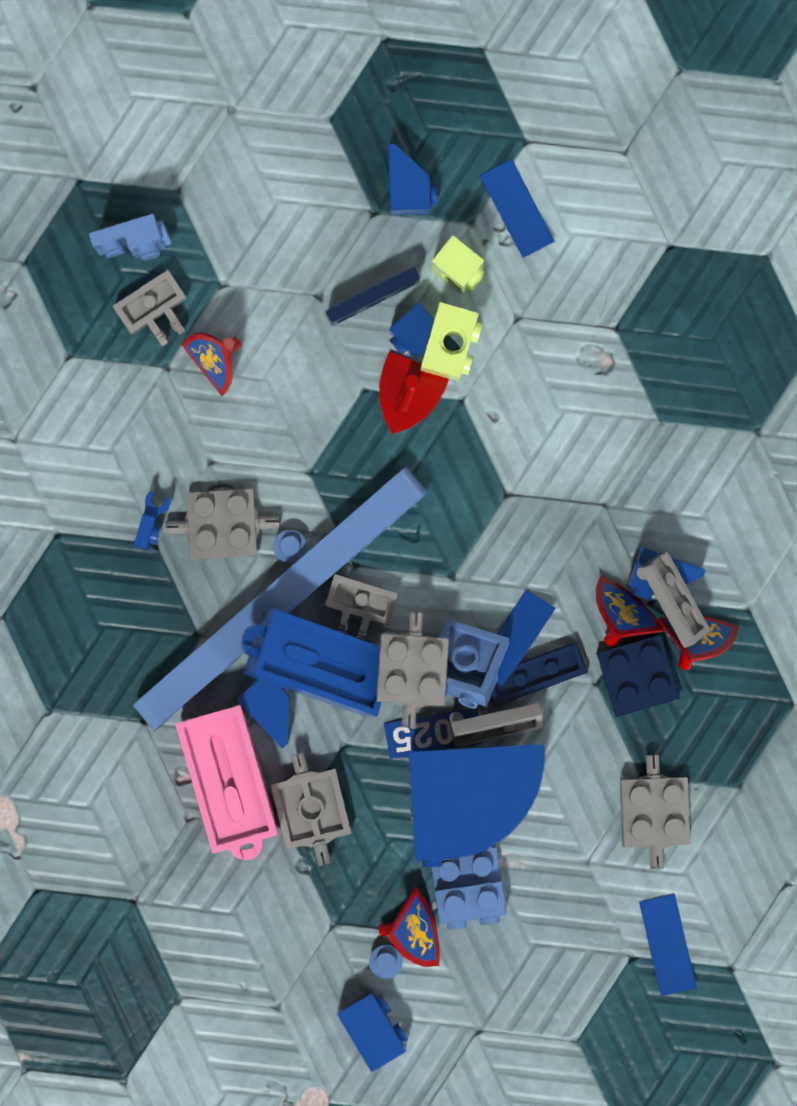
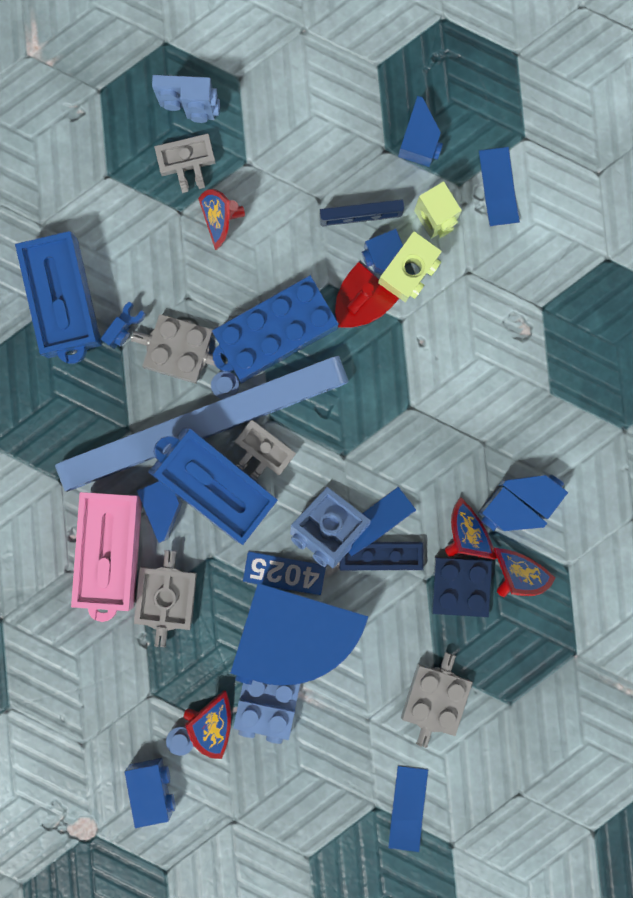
camera: 20 degrees right, 0 degrees up
(69, 515) = (59, 296): none -> blue piece
(322, 465) = (273, 330): none -> blue piece
(412, 670) = (284, 518): light grey plate -> none
(495, 725) = (334, 585): light grey hinge -> none
(674, 598) = (515, 537): light grey hinge -> none
(684, 539) = (539, 493): none -> blue slope

